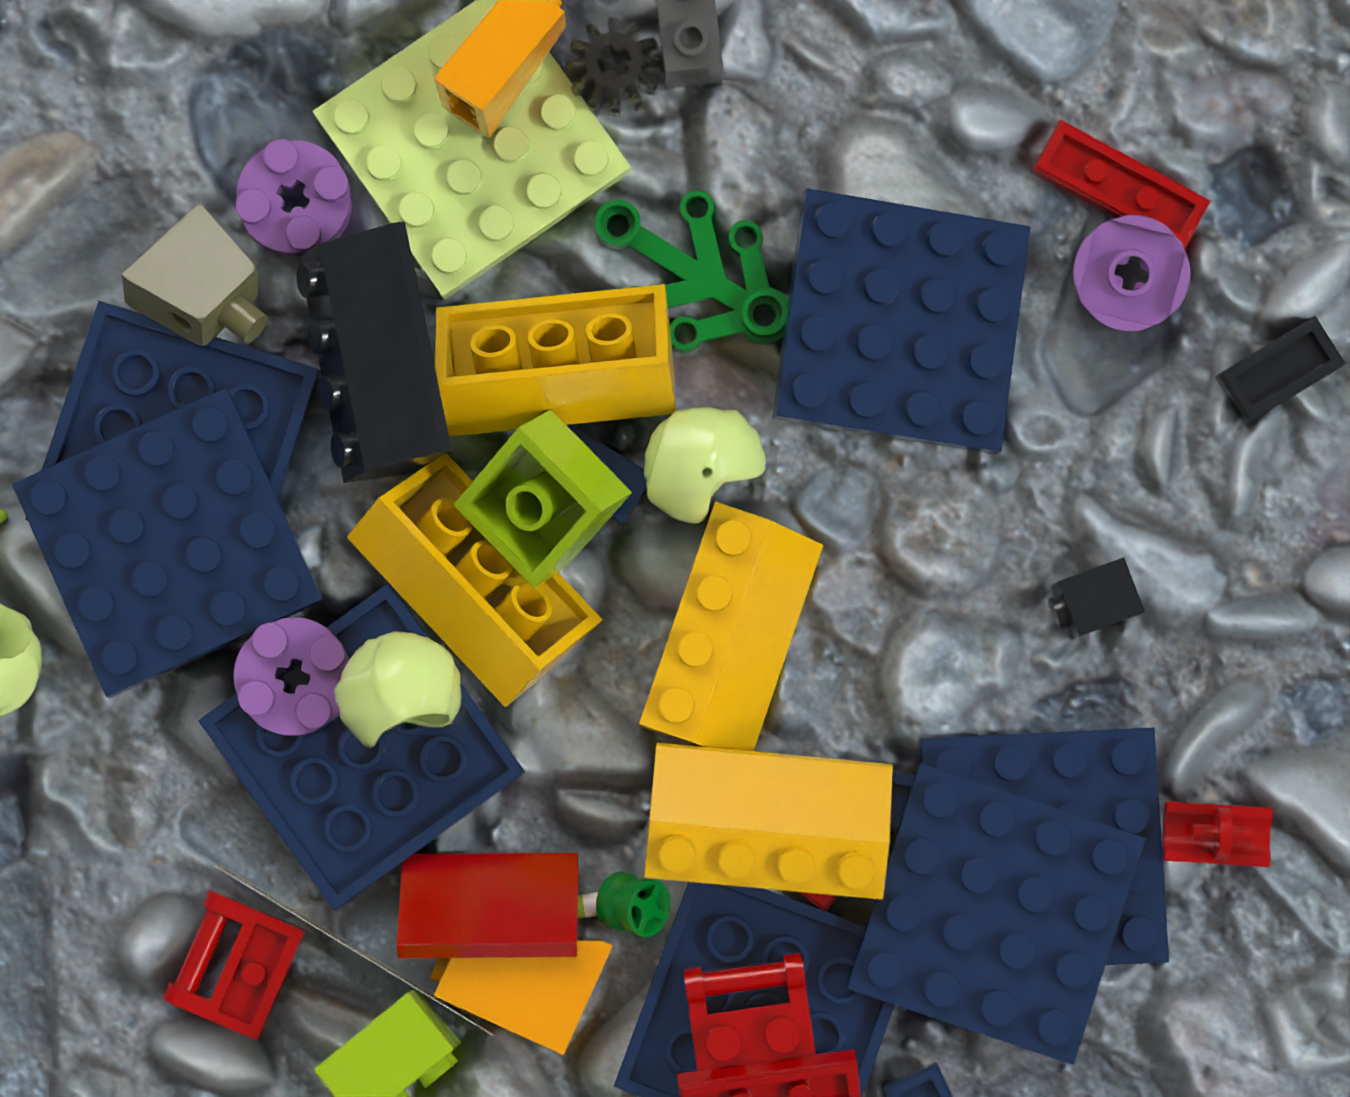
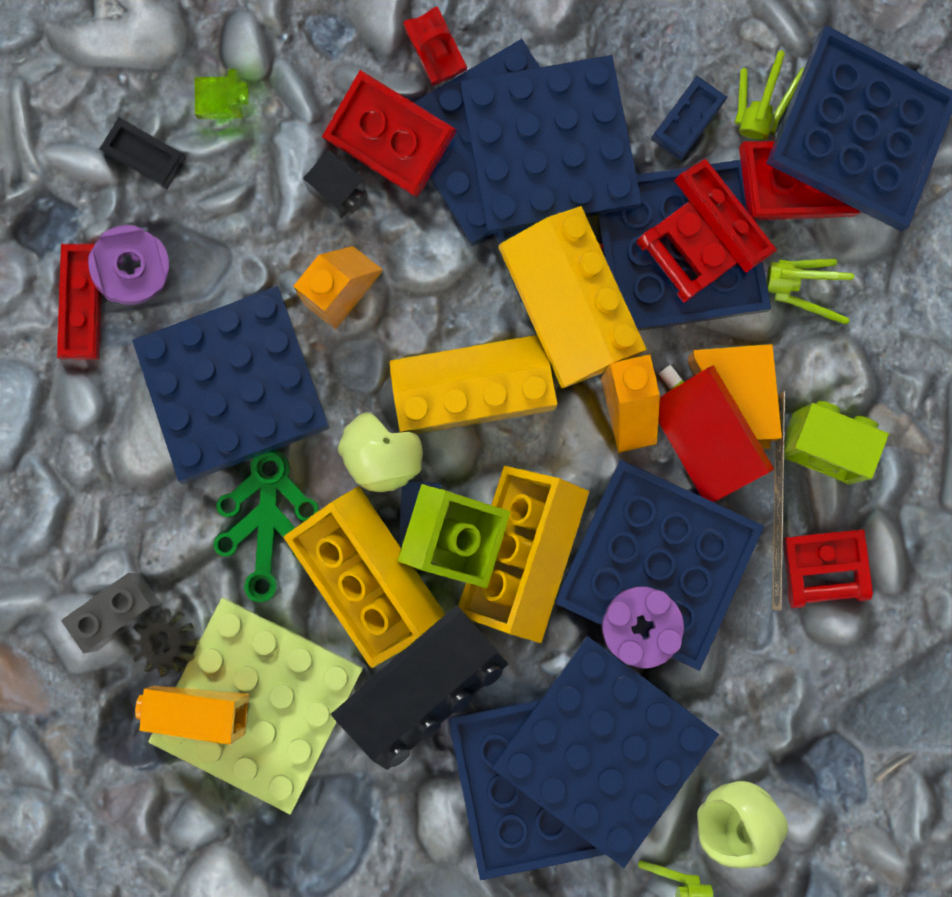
camera: 115 degrees left, 0 degrees up
(196, 282) = (436, 825): torso -> none
(282, 167) = (333, 812): medium lavender plate -> none
(395, 682) = (616, 558): yellowish green piece -> none
(584, 823) = (632, 402): none -> light orange slope
(633, 904) = (664, 349): green wheel -> none
(957, 529) = (336, 283): none -> light orange slope
(1128, 707) = (389, 133): none -> red tile
(1303, 513) = (220, 96): none -> clear neon green bracket

